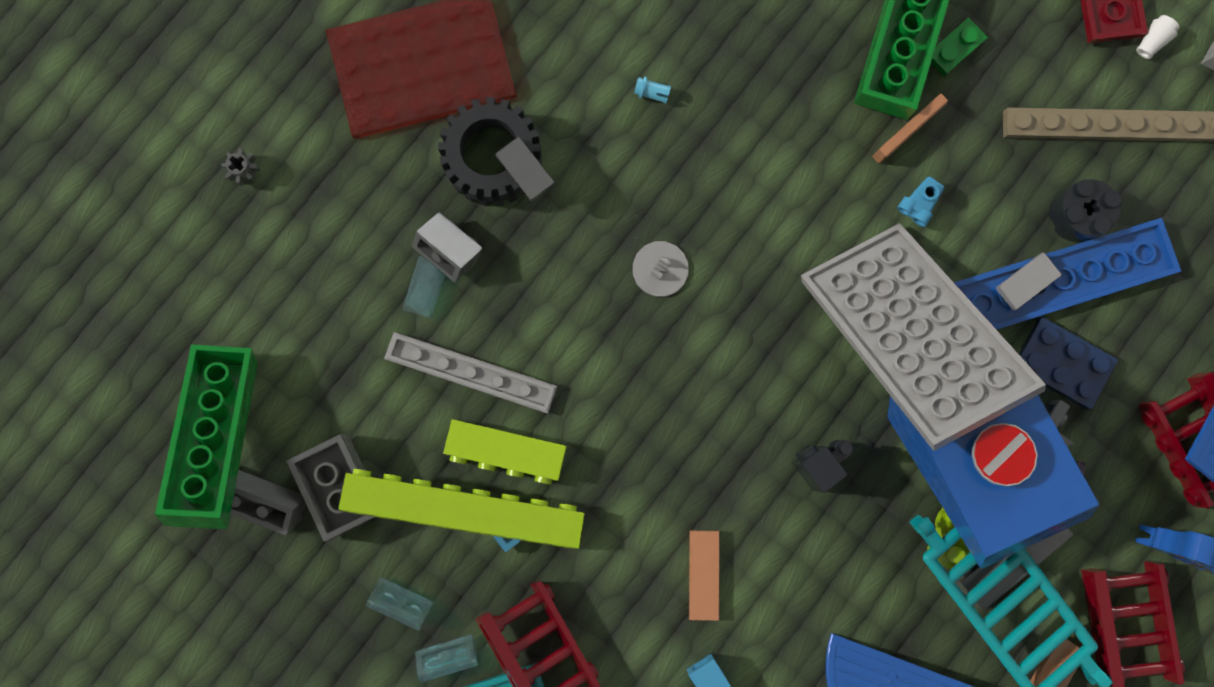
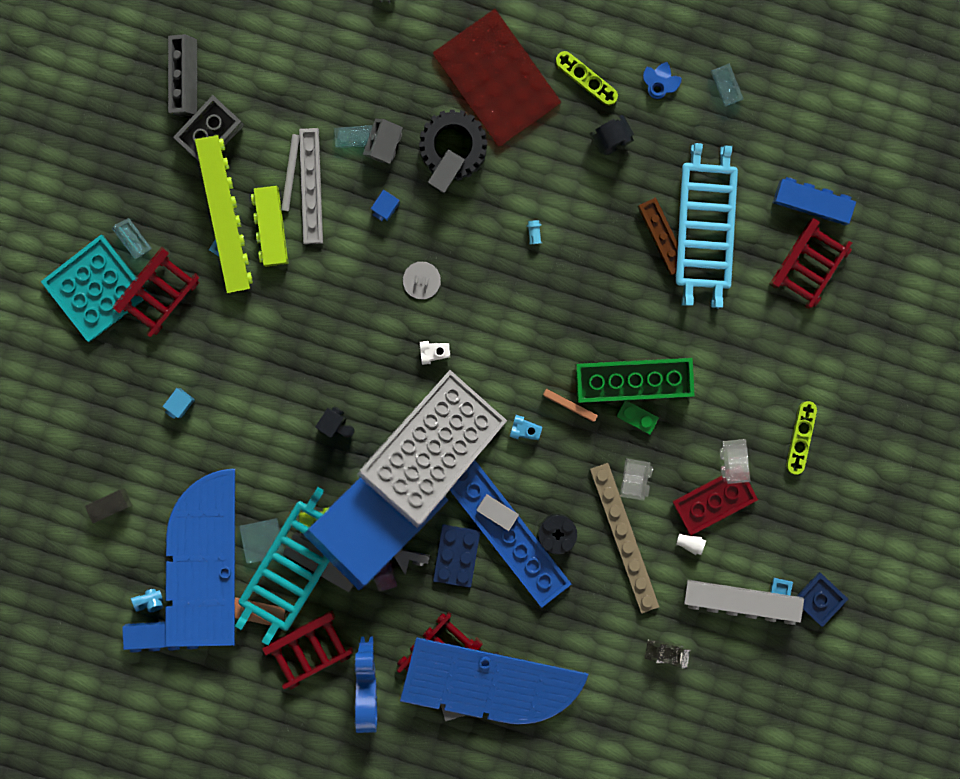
camera: 70 degrees right, 5 degrees up
(207, 438) = (209, 42): green brick -> none
(399, 604) = (153, 197): clear light blue plate -> none
(440, 394) = (290, 172): none -> light grey bar
(538, 279) = (385, 206): none -> blue brick
(703, 575) = (240, 377): nougat tile -> none
(767, 292) = (429, 354): none -> white plate
(947, 634) = (258, 539): none -> clear light blue tile
(1004, 454) = (372, 518): red piece -> none
(1043, 78) = (635, 479): none -> clear brick

